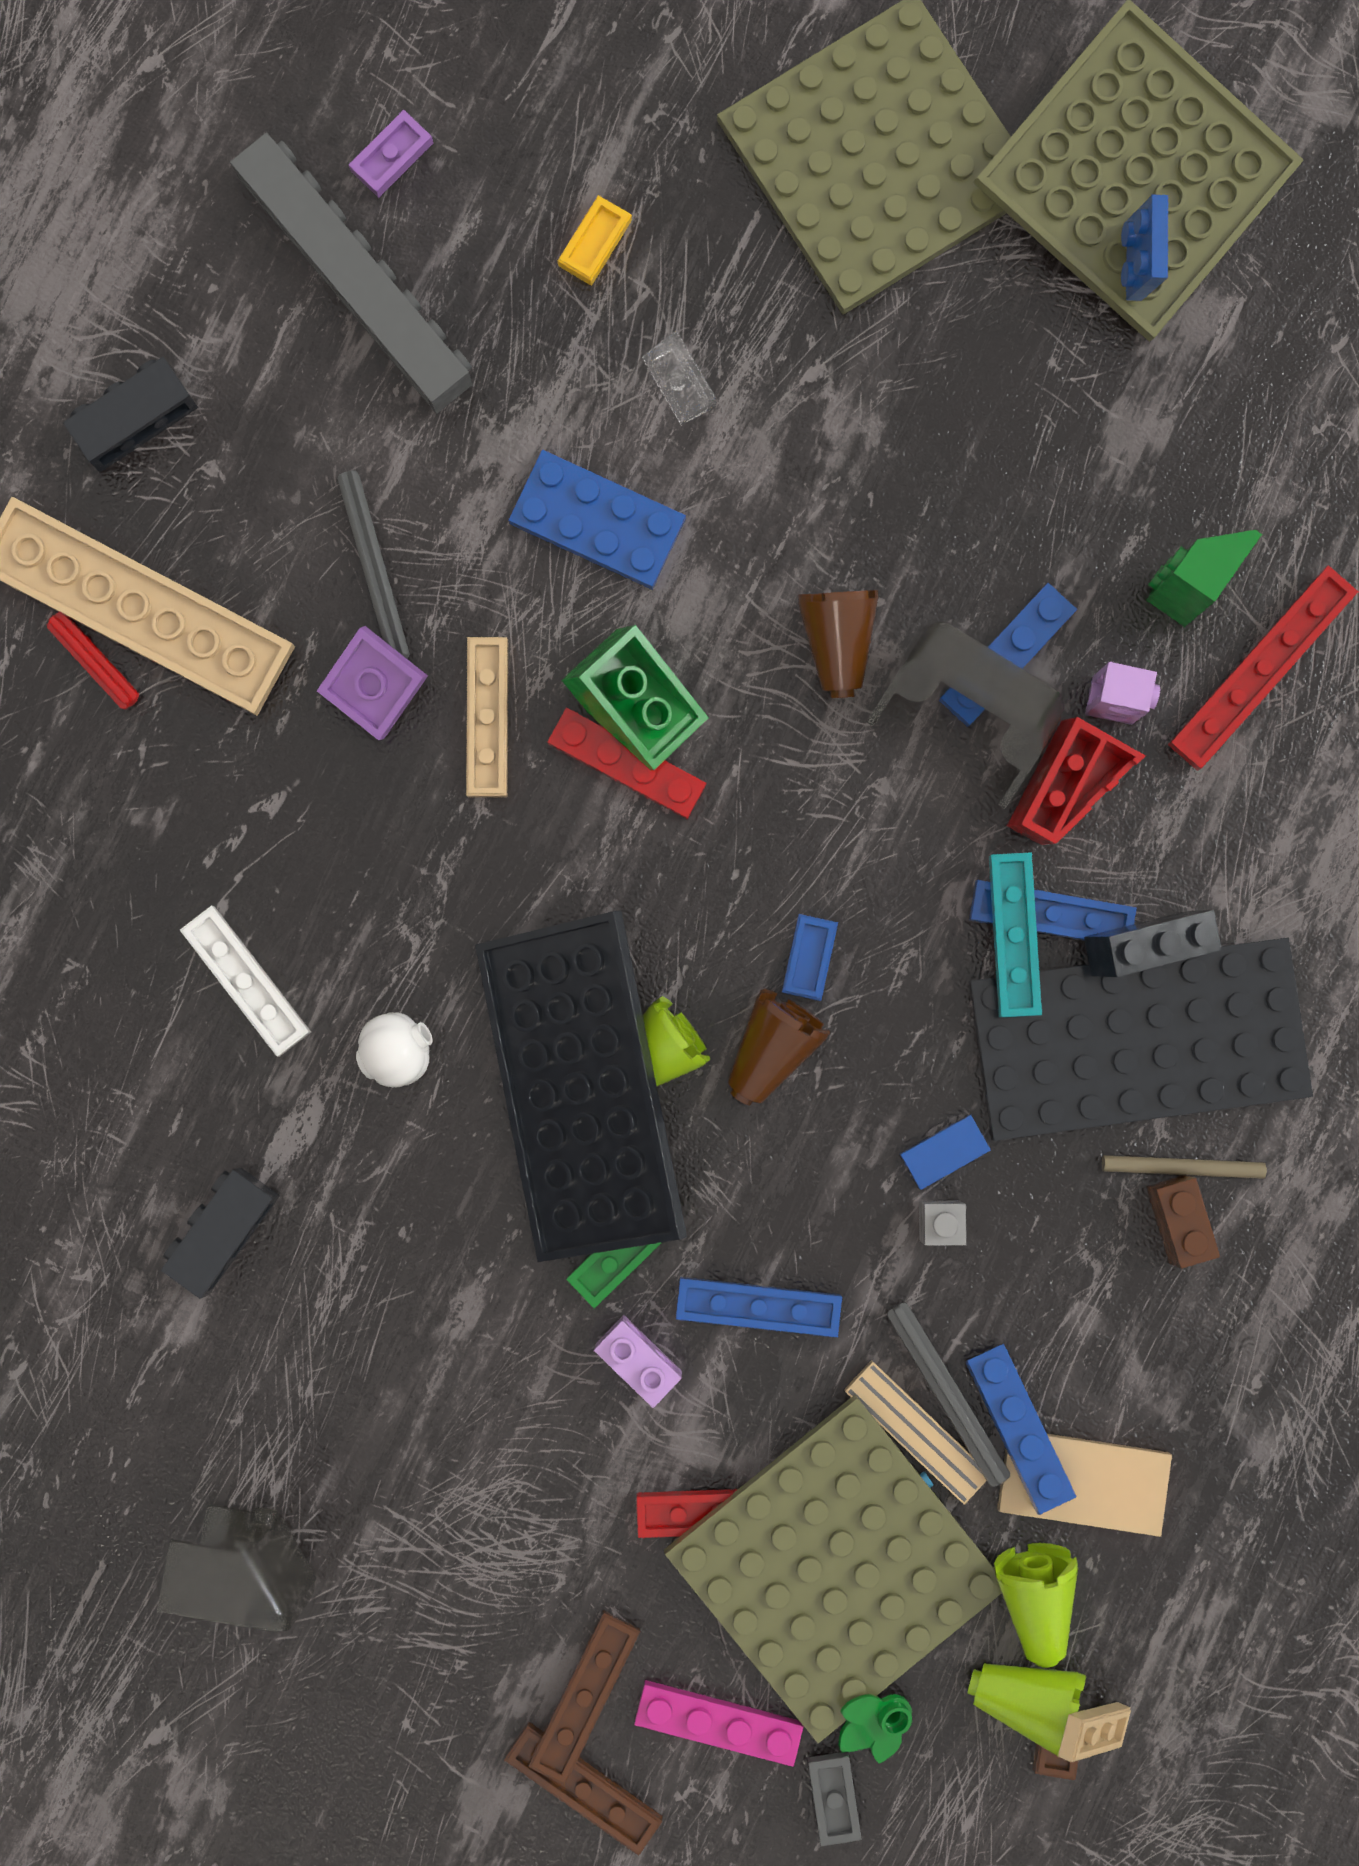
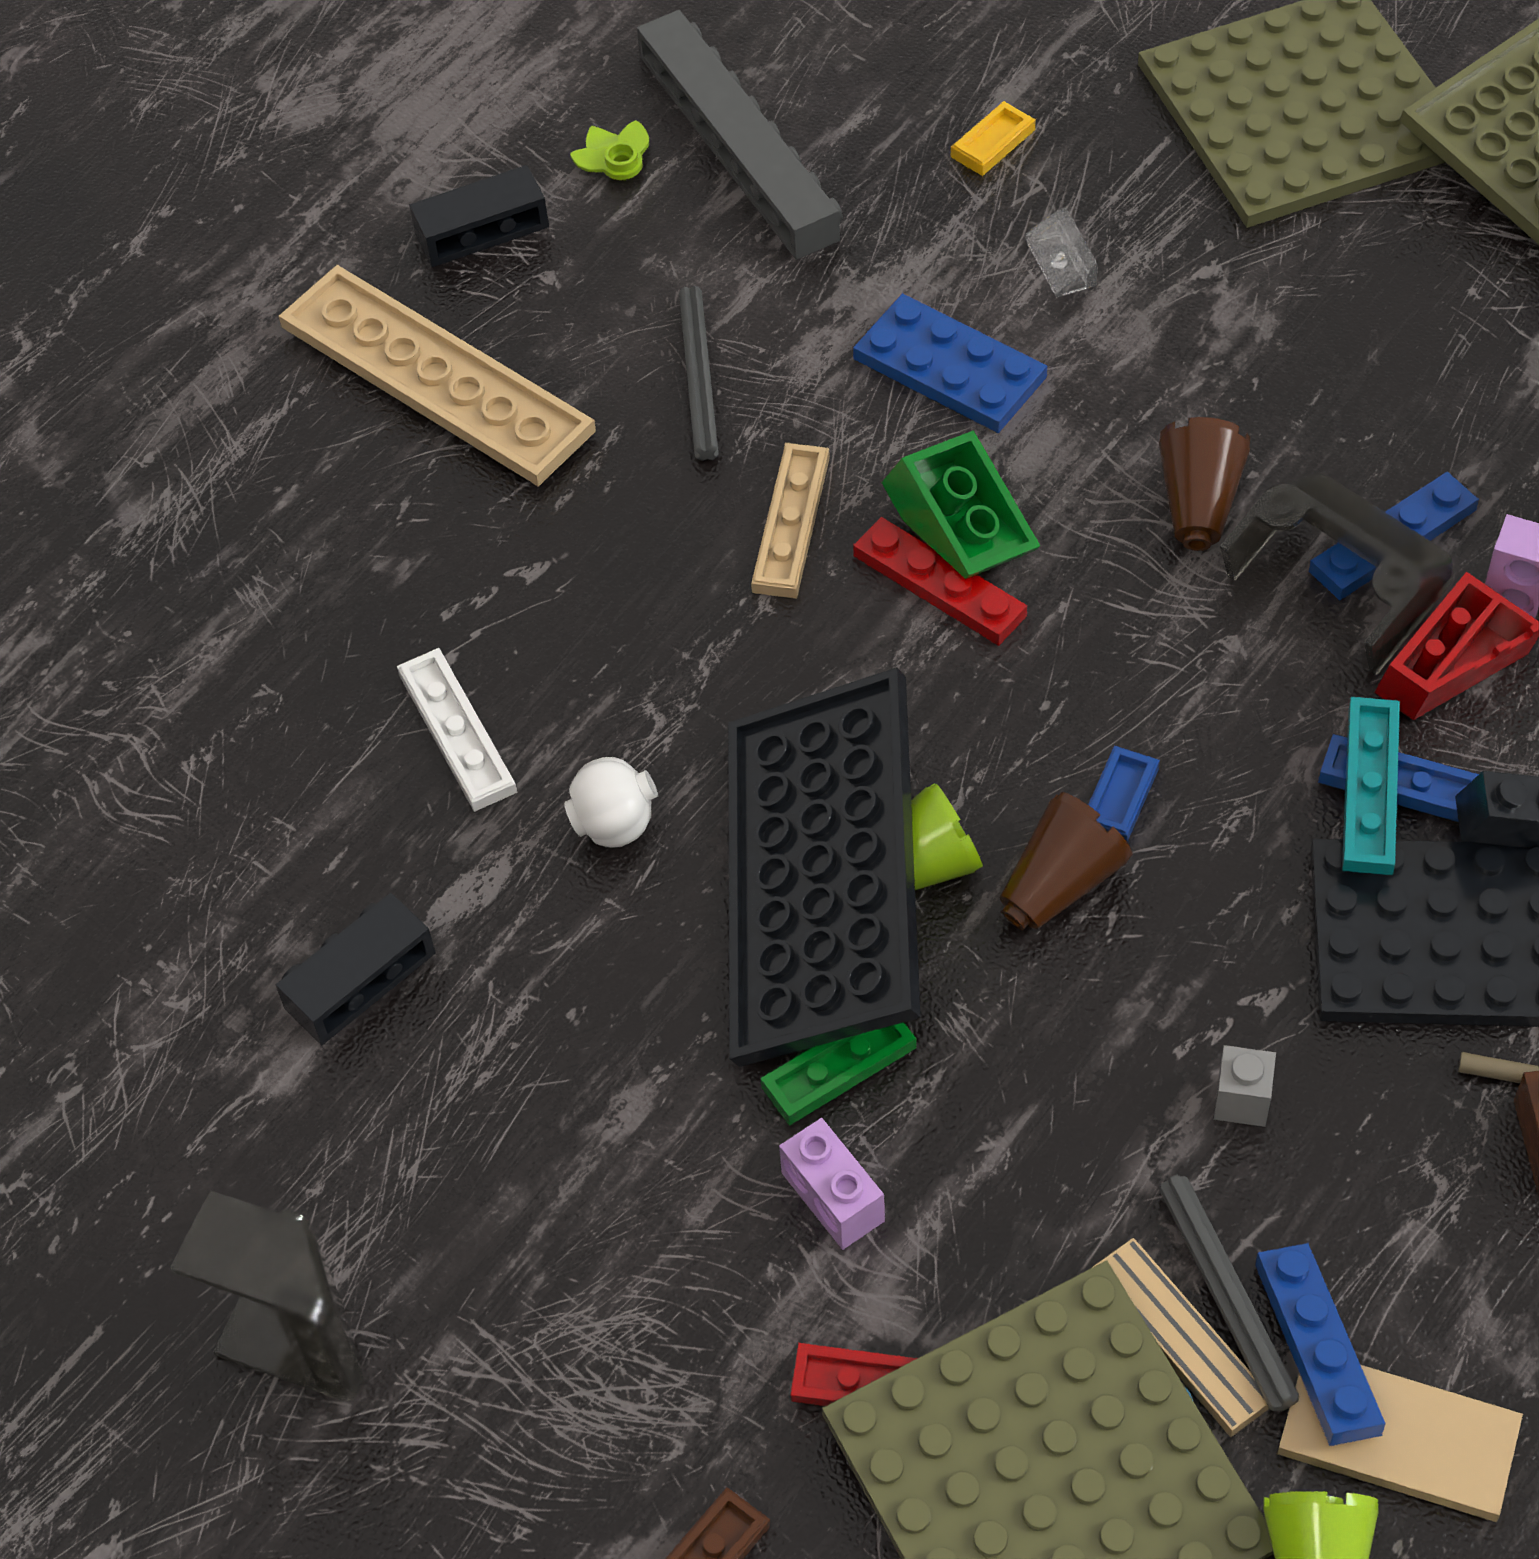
camera: 15 degrees right, 30 degrees down
(93, 660) = (376, 415): red axle -> none
(237, 306) = (612, 153): none -> lime plate
(372, 683) = (672, 464): medium lavender plate -> none
(391, 153) = (798, 48): medium lavender plate -> none
(758, 1307) = (996, 1151): blue plate -> none
(945, 1152) = (1259, 1018): blue tile -> none

